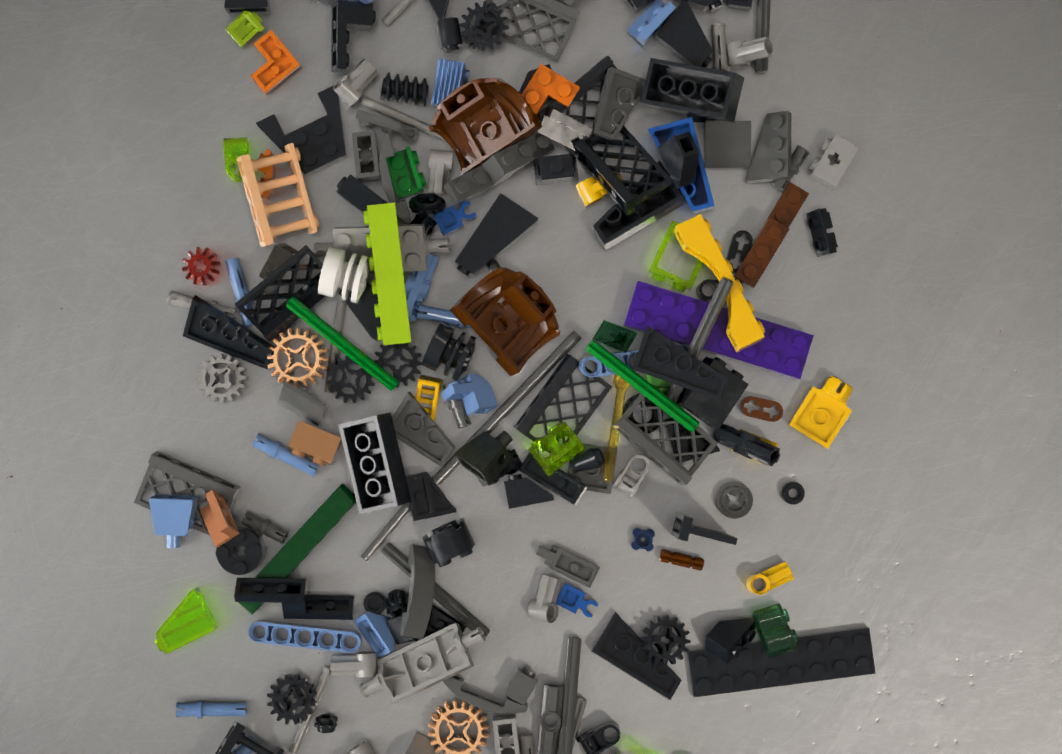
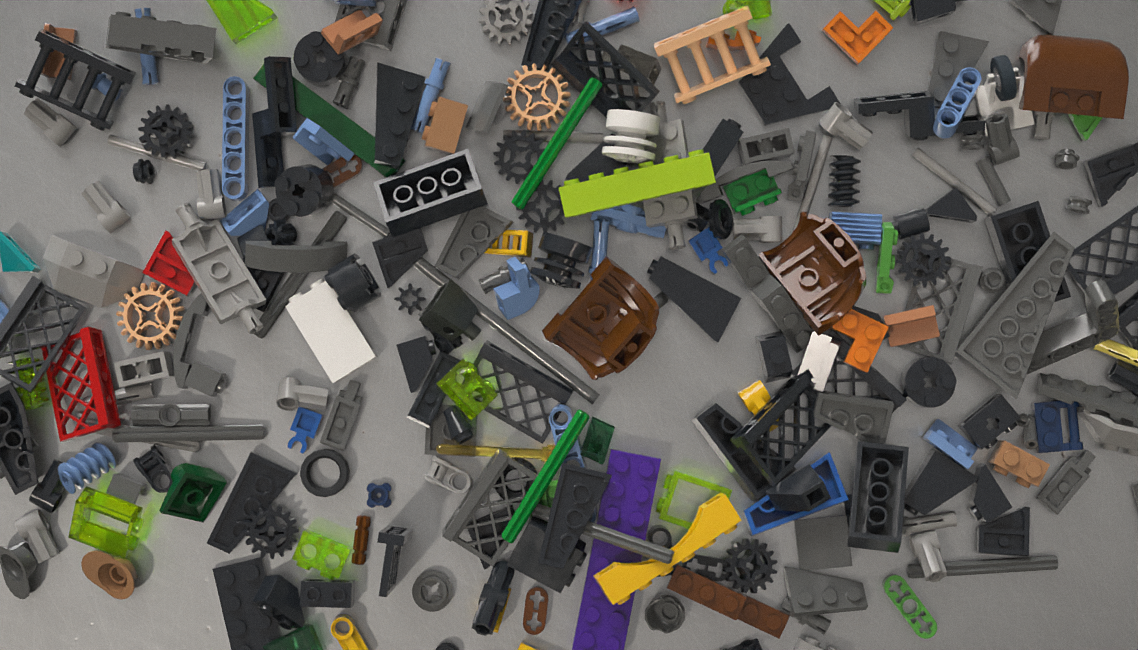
camera: 85 degrees right, 0 degrees up
(206, 694) = (160, 38): none -> dark grey wedge
(294, 487) = (396, 105): none -> black wing
(318, 557) = (321, 143): none -> medium blue bracket
(340, 545) = (345, 176): none -> reddish brown beam
(359, 590) = (291, 194): none -> black brick
(416, 709) = (168, 267): none -> red wing
(463, 496) = (405, 293): none -> black gear
(479, 60) = (886, 259): none -> bright green hinge
(489, 567) = (330, 331): none -> white panel
(542, 43) = (912, 326): none -> nougat panel
(594, 21) = (942, 382): none -> black brick
(622, 707) = (192, 492): none -> dark green slope
(635, 586) = (306, 477): none -> black tyre
(685, 593) = (324, 547): none -> clear neon green brick
(726, 595) = (327, 593): none -> black brick
(750, 215) = (746, 574): none -> black gear
(776, 292) = (665, 614): none -> dark grey hair
(809, 70) = (915, 625): none -> bright green beam

